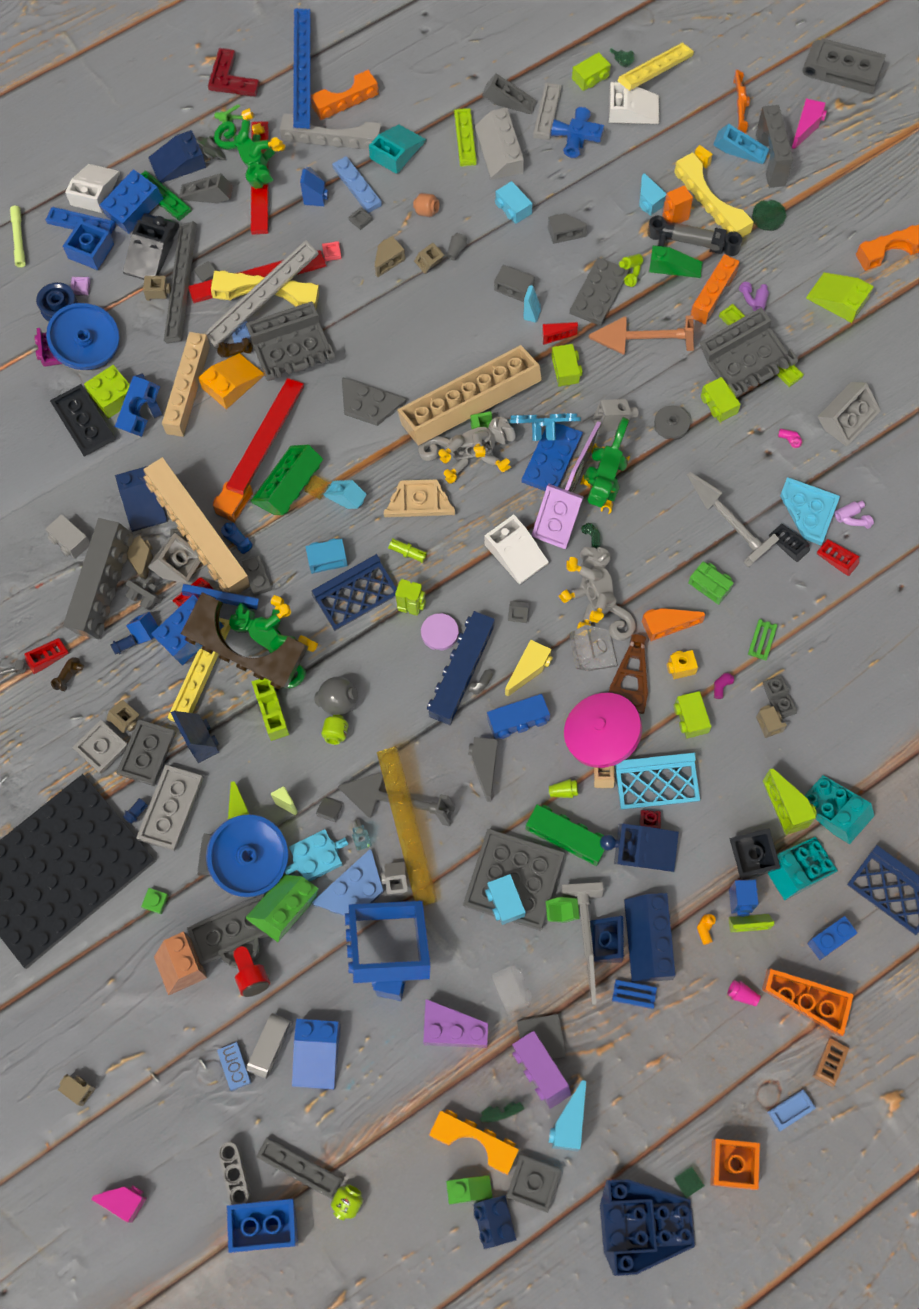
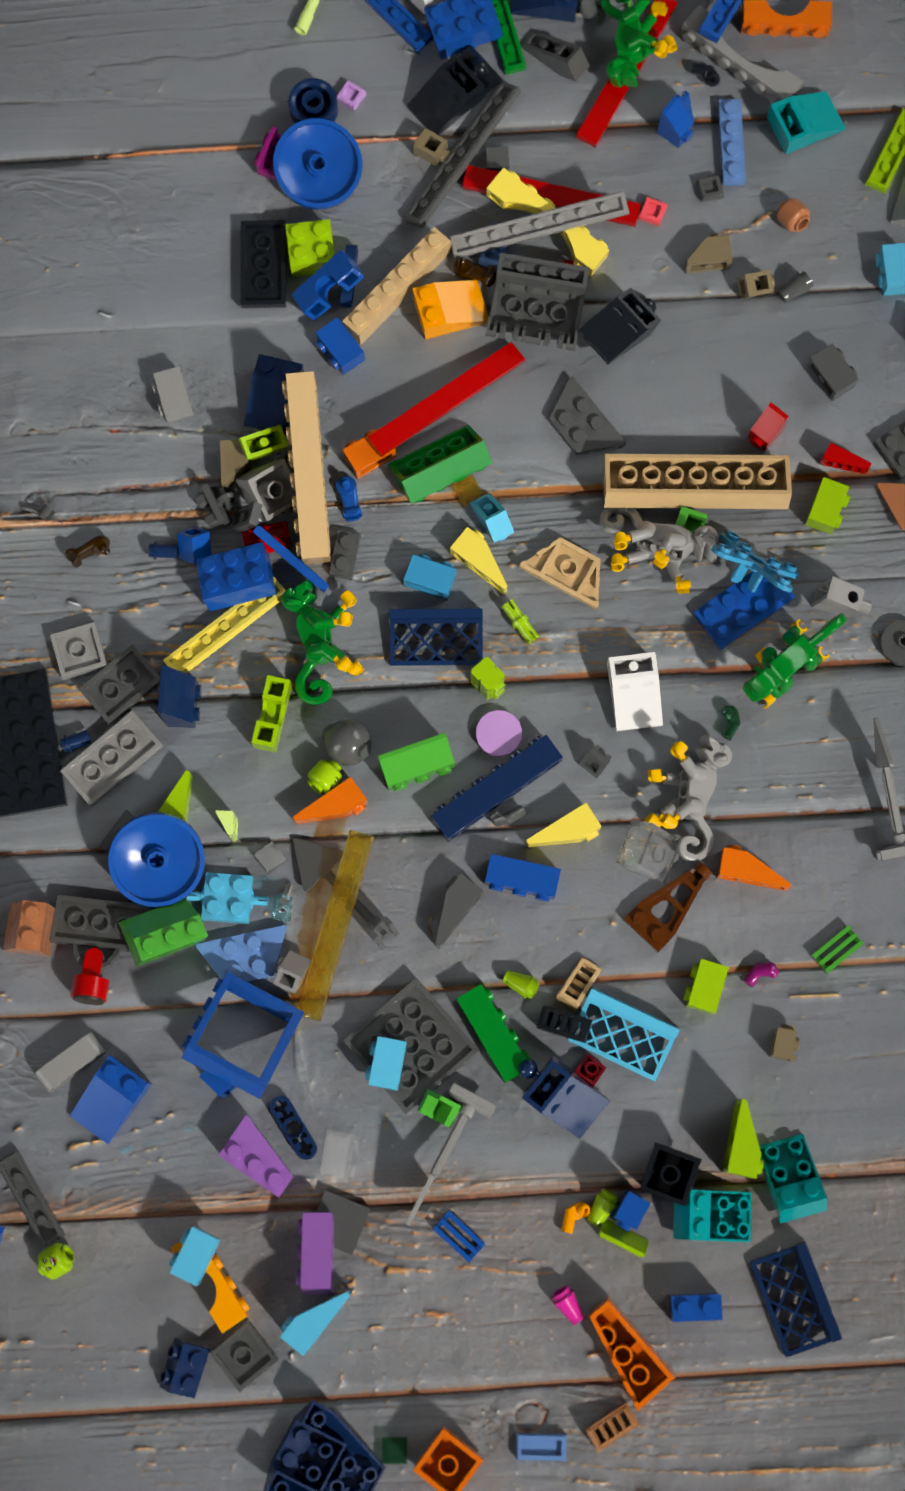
camera: 30 degrees right, 10 degrees up
(48, 660) = (62, 523): red slope -> none
(88, 245) = (386, 52): blue brick -> none
(98, 579) = (175, 467): dark grey brick -> none
(120, 712) = (123, 626): dark tan brick -> none
(154, 530) = (263, 443): none -> lime slope
(154, 901) = (42, 847): bright green plate -> none
(169, 443) = (339, 346): none -> blue brick
(171, 586) = (247, 517): none -> dark grey plate
(205, 629) = (249, 594): dark brown arch -> none
(234, 1066) = (25, 1061): medium blue tile -> none
(315, 152) = (707, 72): none -> black arm
(350, 524) = (475, 554): none -> light yellow slope
(355, 743) = (337, 803): none -> orange slope
(356, 326) = (620, 325): none -> black slope
(394, 681) = (417, 762): none -> bright green slope
(449, 988) = (278, 1115): none -> dark blue beam
(451, 1126) = (194, 1255): none -> medium azure brick
(469, 1189) = (177, 1322): bright green slope -> none
(493, 1115) = (247, 1268): clear green slope -> none
(495, 336) = (767, 427): none -> slope
(531, 305) = (833, 412): medium azure slope -> none
(562, 506) = (711, 675): lavender piece -> none
(603, 730) = (600, 946): dark pink dish -> none
(608, 939) = (465, 1165): dark blue slope -> none
(610, 791) = (545, 1017): none -> black slope
(649, 938) = (509, 1190): dark blue slope -> none
(682, 664) = (731, 925): yellow brick -> none
(711, 582) = (823, 853): bright green brick -> none
(721, 908) = (603, 1206): none -> lime cone
(779, 696) = (813, 1023): dark grey slope -> none

